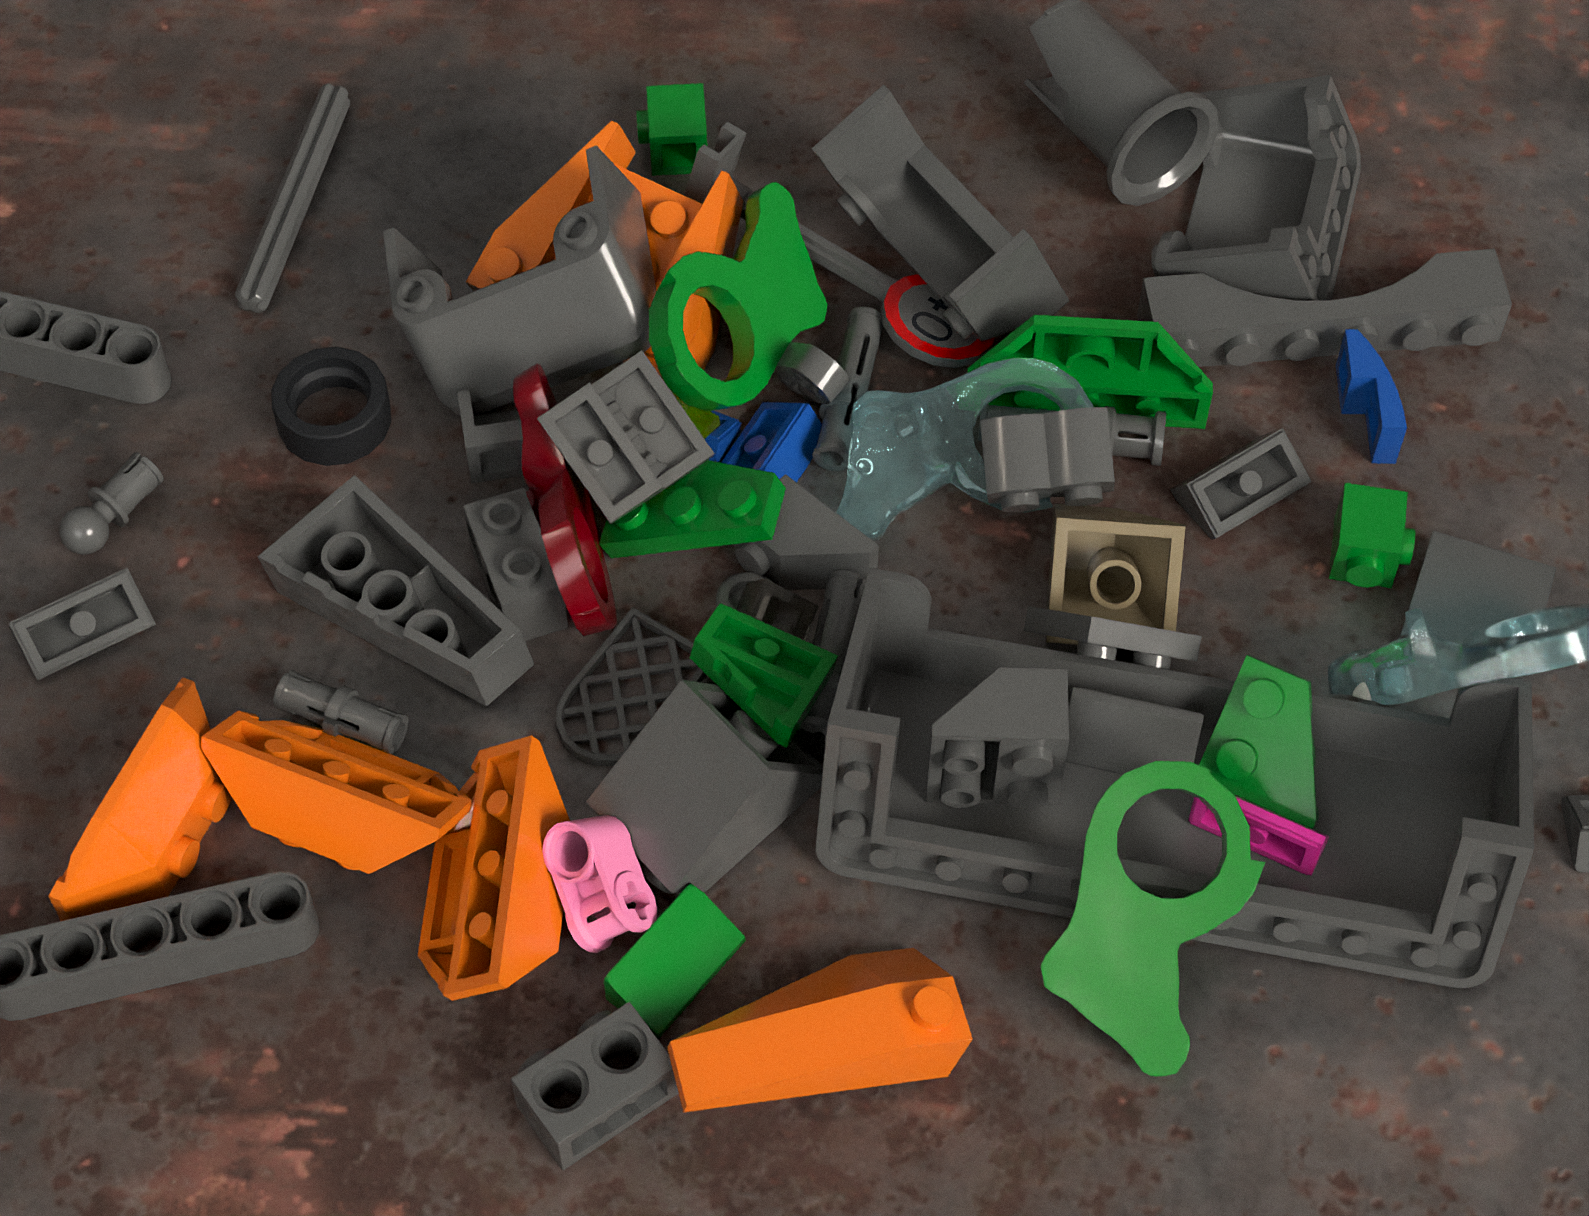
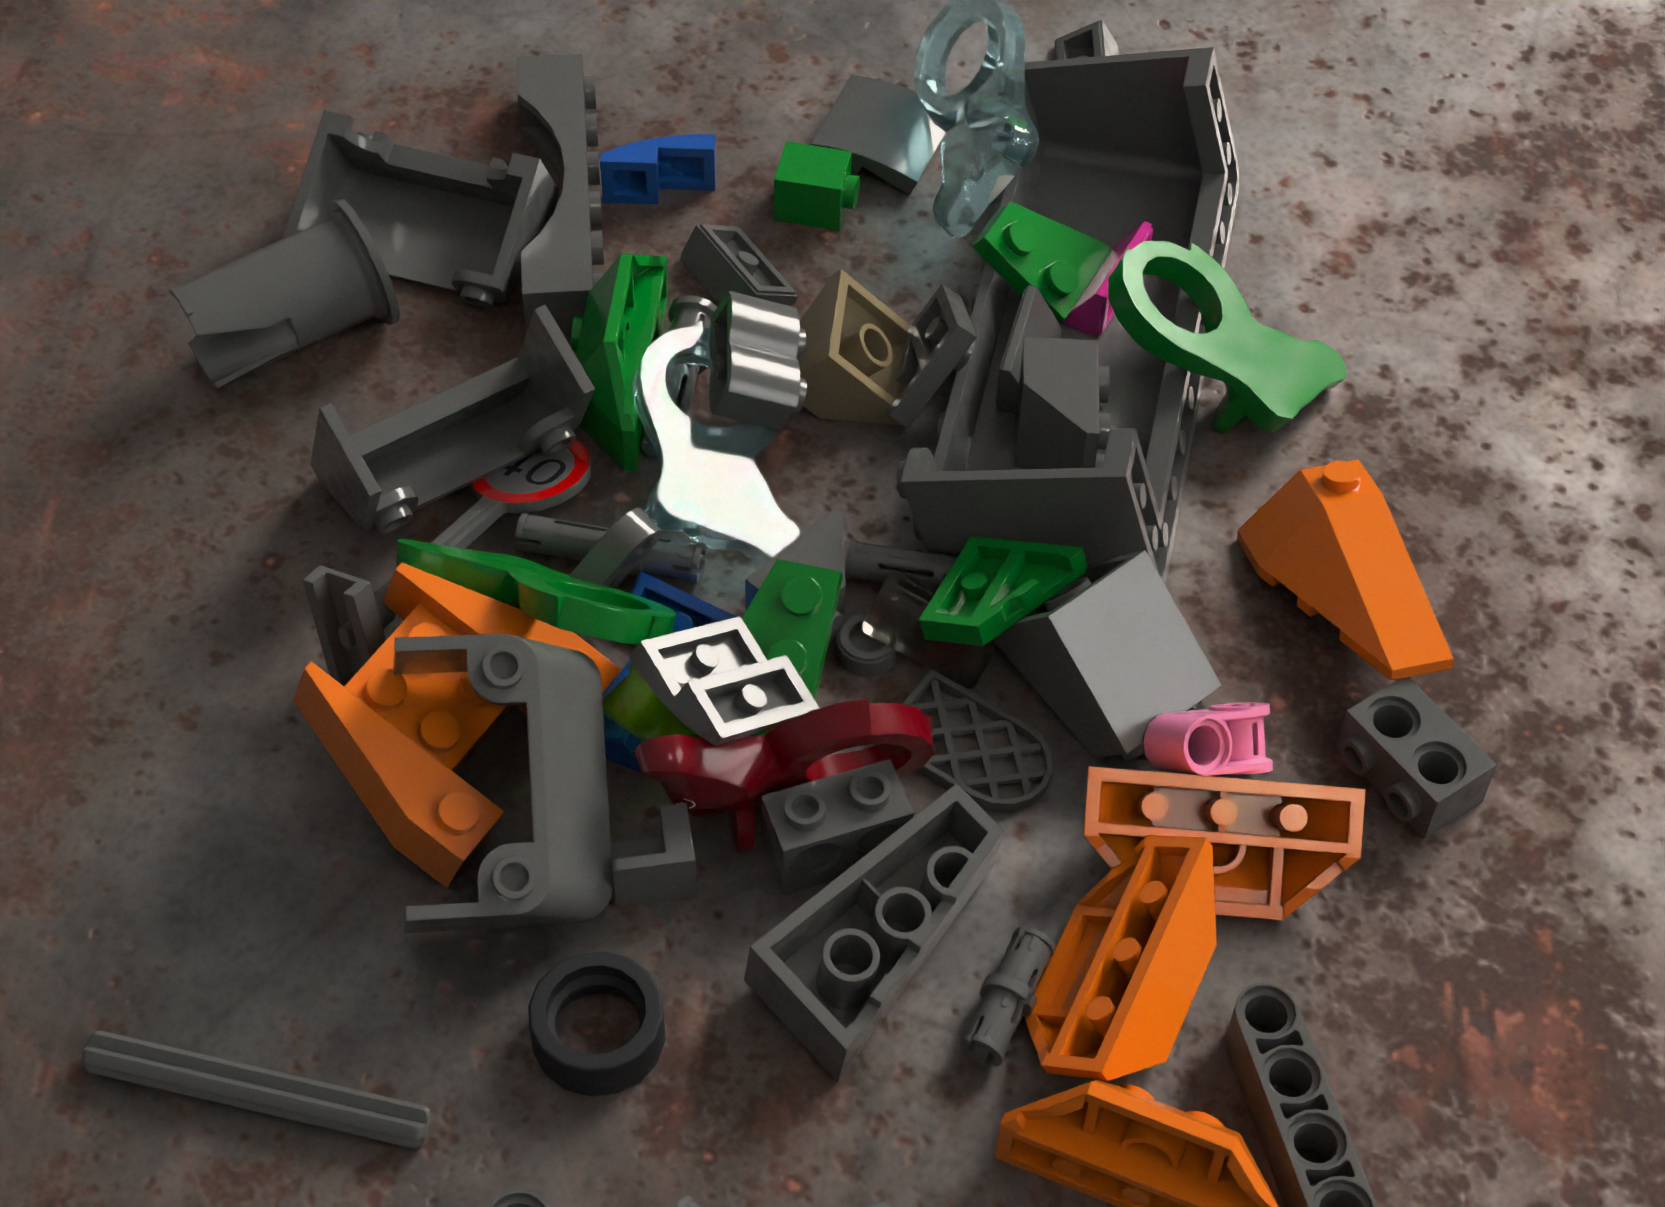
camera: 90 degrees left, 5 degrees down
(673, 127) = (230, 684): green brick -> none
(673, 960) = (1295, 720): green slope -> none

